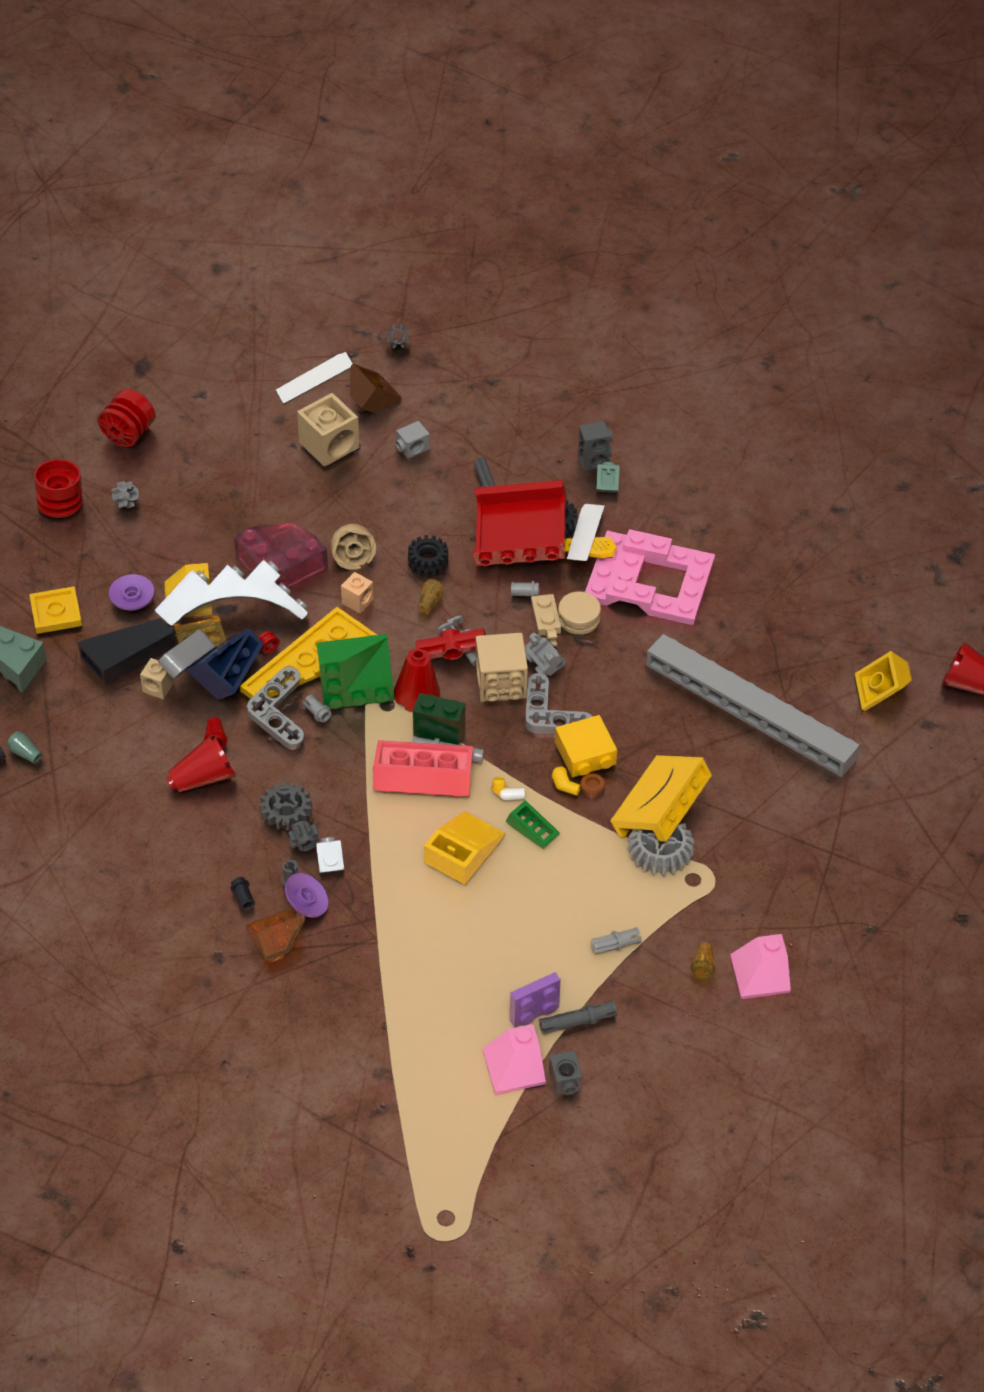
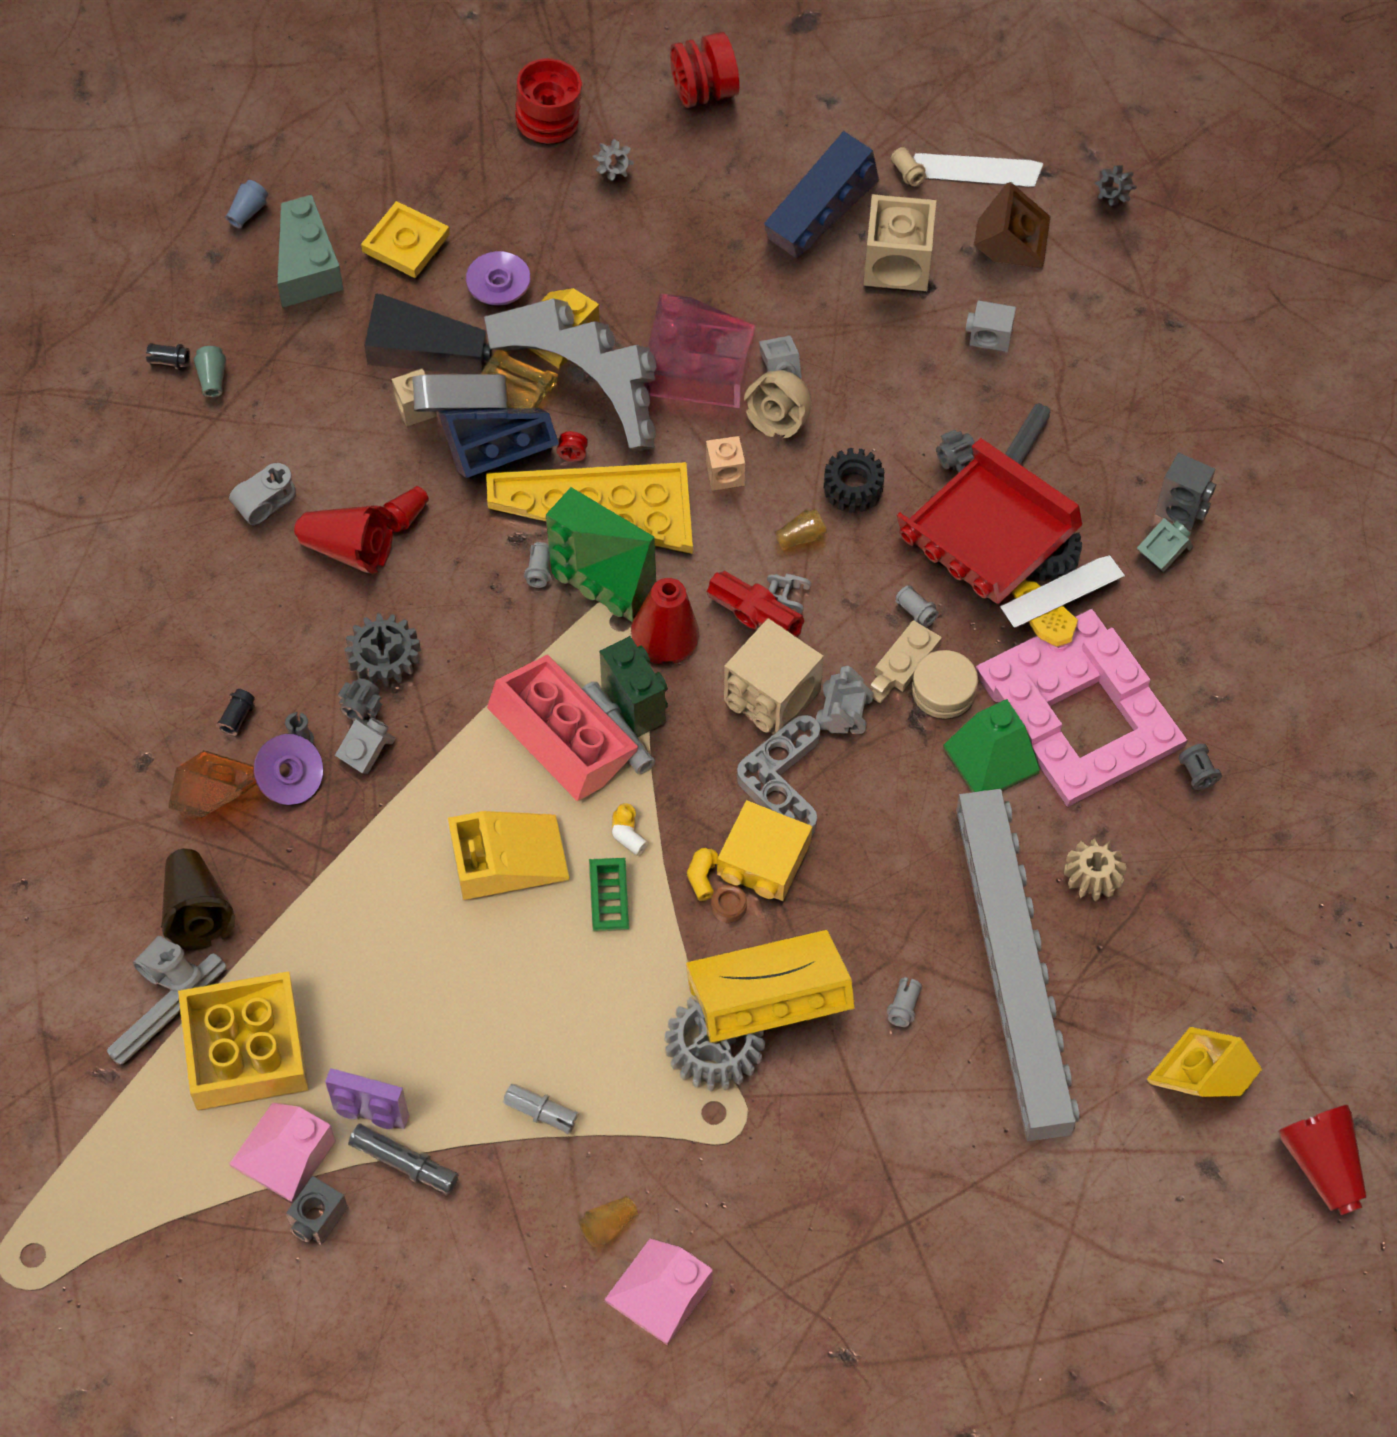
camera: 45 degrees right, 10 degrees up
(130, 781) = (262, 495): none -> light grey piece
(259, 436) = (823, 195): none -> dark blue wedge
(270, 712) = (481, 528): light grey beam -> none
(281, 396) = (912, 172): none -> tan pin
(324, 525) = (780, 355): none -> light grey bracket
(334, 989) = (193, 902): none -> dark brown cone
(356, 1029) = (165, 965): none -> light grey piece
(377, 1052) = (160, 1014): none -> light grey axle
(438, 1029) = (242, 1041): none -> yellow slope
(463, 506) = (955, 450): none -> dark grey gear
(635, 624) = (993, 749): none -> green slope
(726, 765) = (902, 1009): none -> light grey pin
(734, 561) = (1200, 766): none -> dark grey bush
(740, 638) = (1081, 872): none -> tan gear

